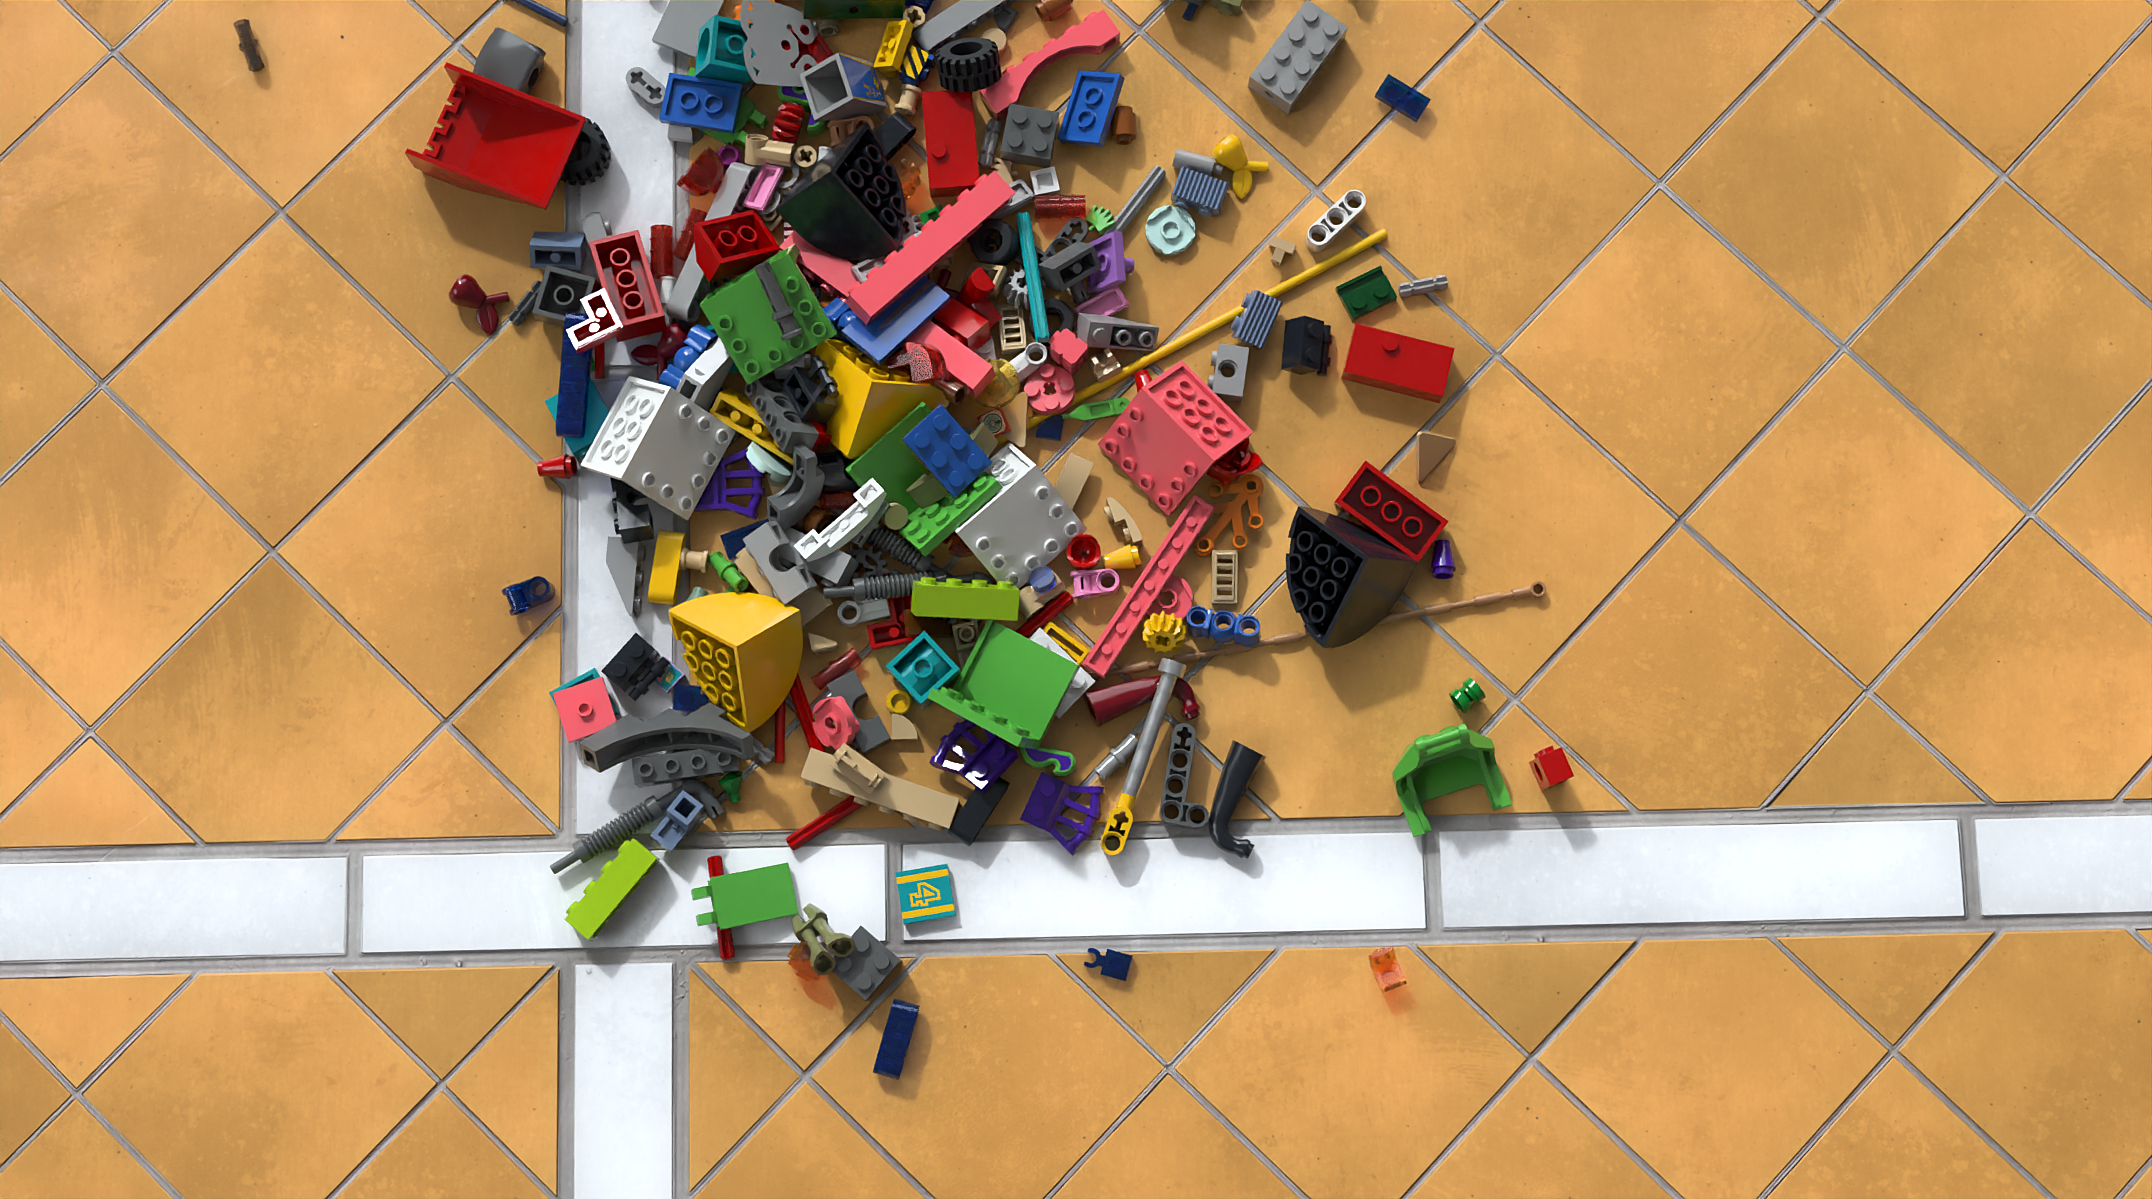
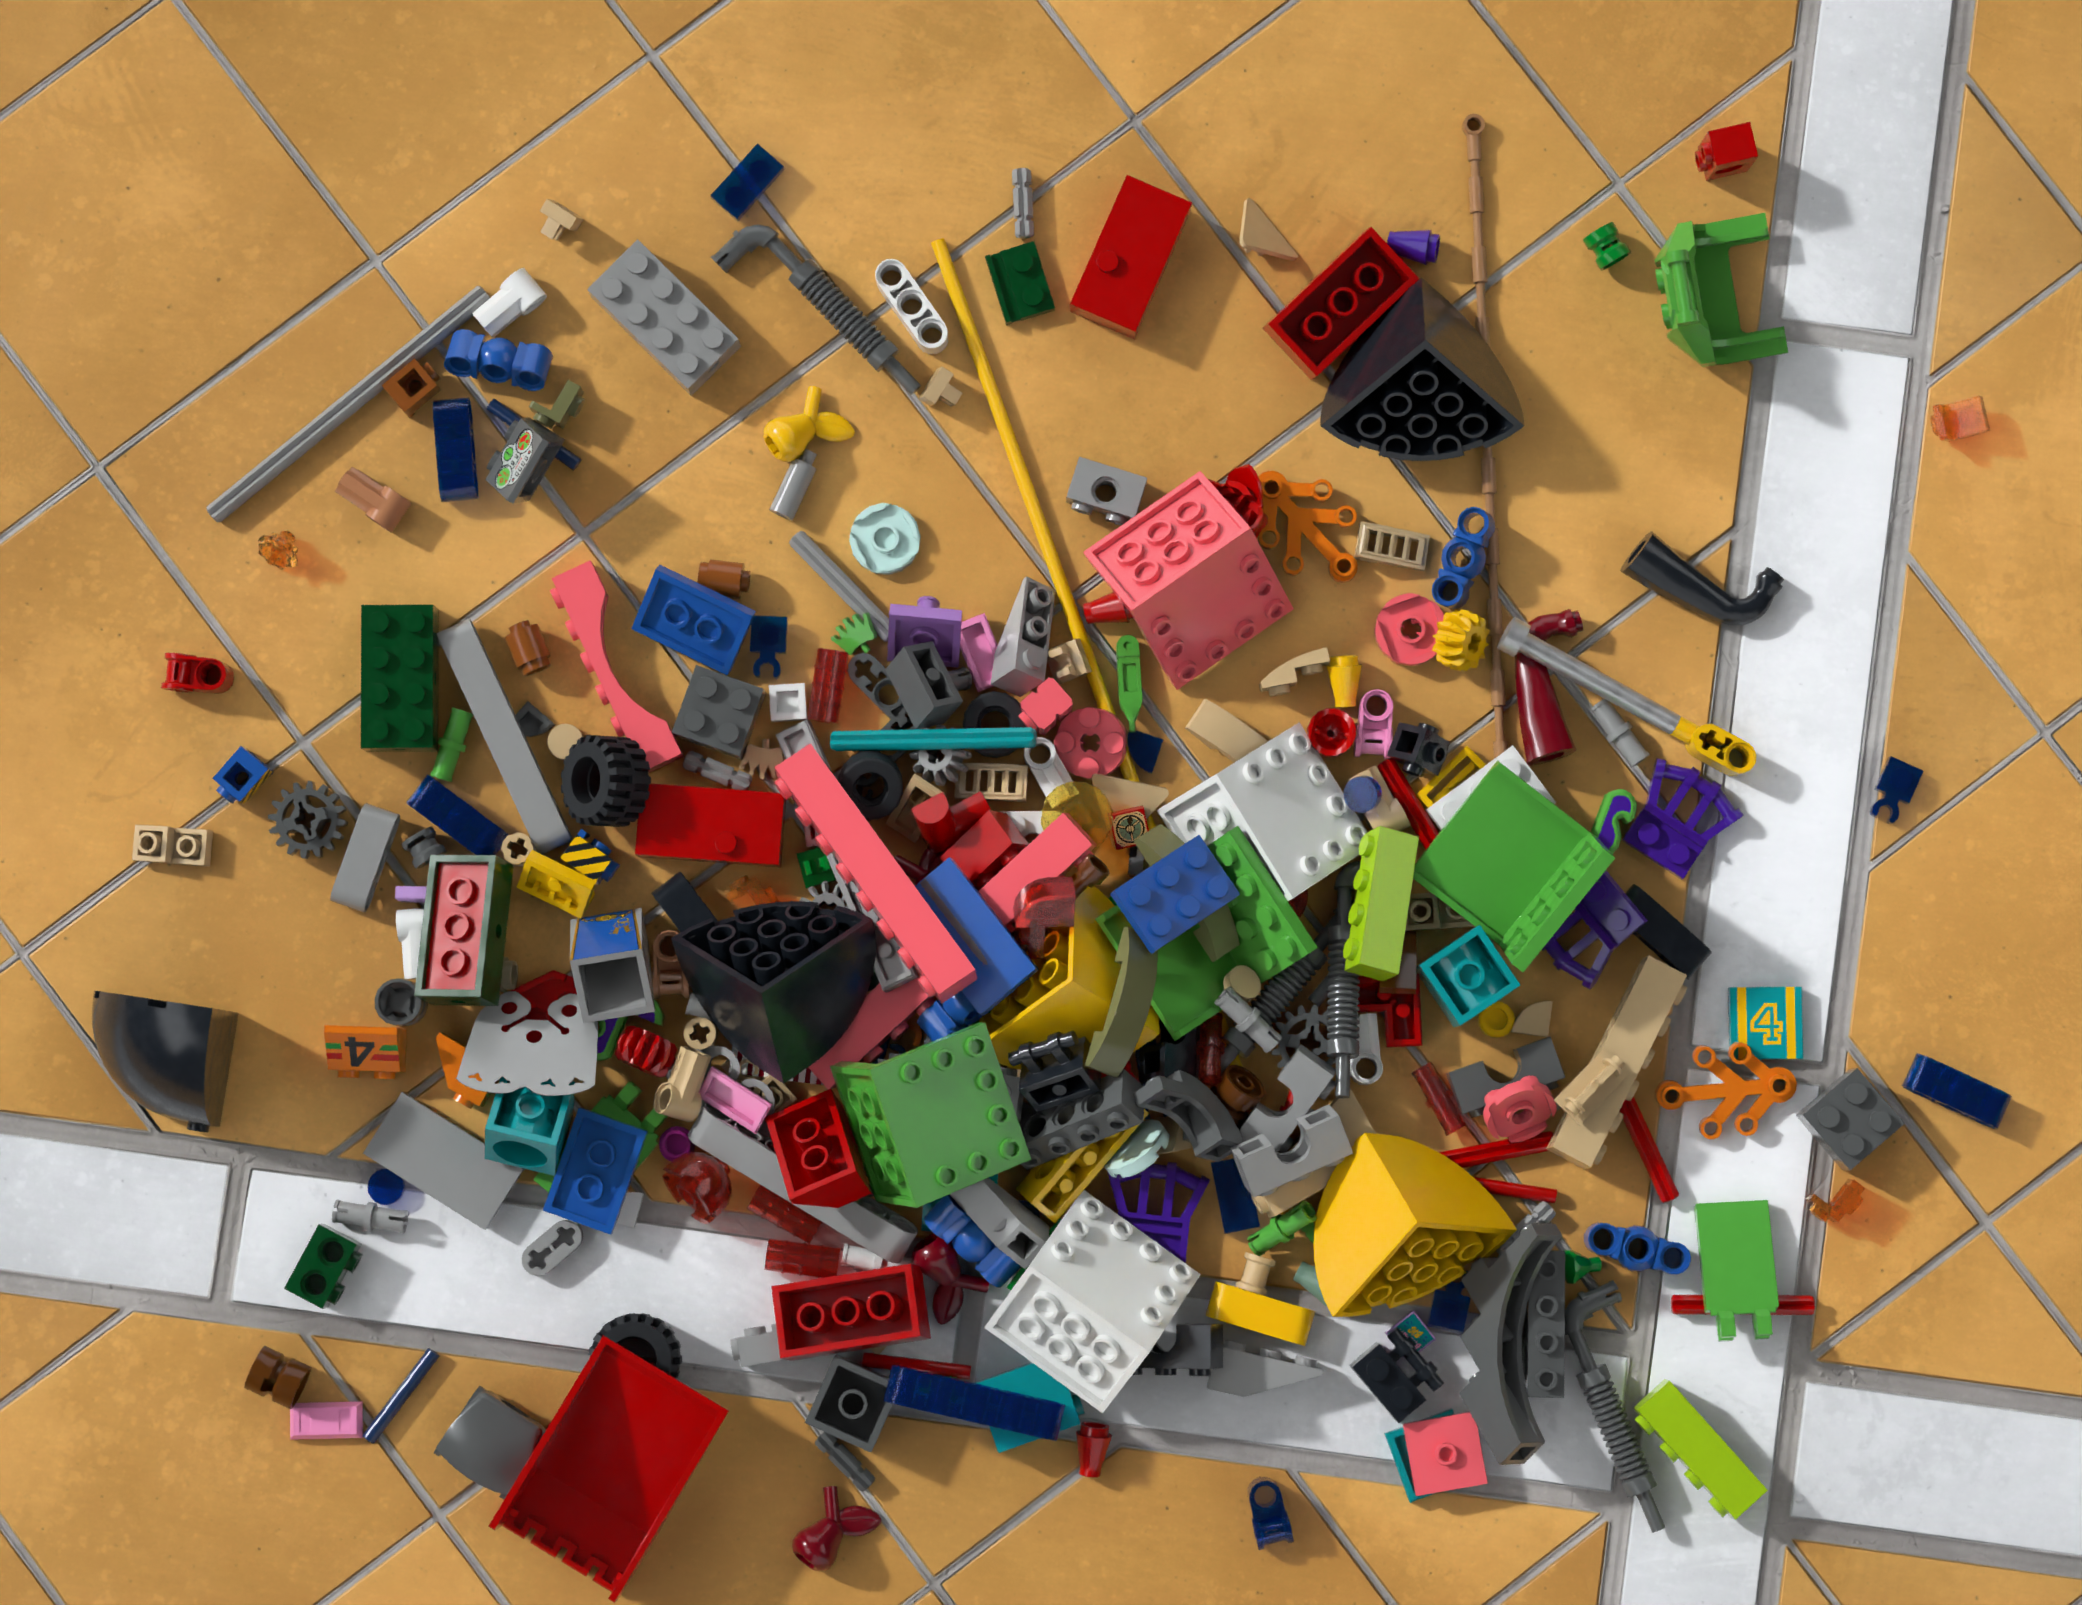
camera: 80 degrees left, 5 degrees up
(558, 250) = (779, 1406): sand blue brick -> none
(600, 327) = (919, 1352): brick -> none
(679, 822) = (1621, 1346): sand blue brick -> none
(749, 811) = (1654, 1251): none -> blue piece
(782, 312) = (948, 1092): dark grey pin -> none
(822, 645) = (1403, 1113): tan slope -> none
(838, 943) = (1828, 1148): olive piece -> none
(845, 526) = (1254, 1053): white slope -> none
(860, 427) = (1128, 1007): none -> olive slope
(874, 876) = (1732, 1090): none -> orange plant
(908, 100) = (635, 876): tan bush -> none
(1081, 620) = (1418, 749): none -> black brick
(1087, 162) = (768, 639): none -> clear blue plate
(1148, 586) = (1392, 650): coral tile -> none
(1181, 775) = (1658, 646): dark grey beam -> none
(1199, 192) = (839, 488): sand blue brick -> none
(1256, 319) = (1037, 440): sand blue brick -> none
(1306, 346) = (1086, 378): black brick -> none
(1331, 162) = (825, 296): none -> dark grey piece

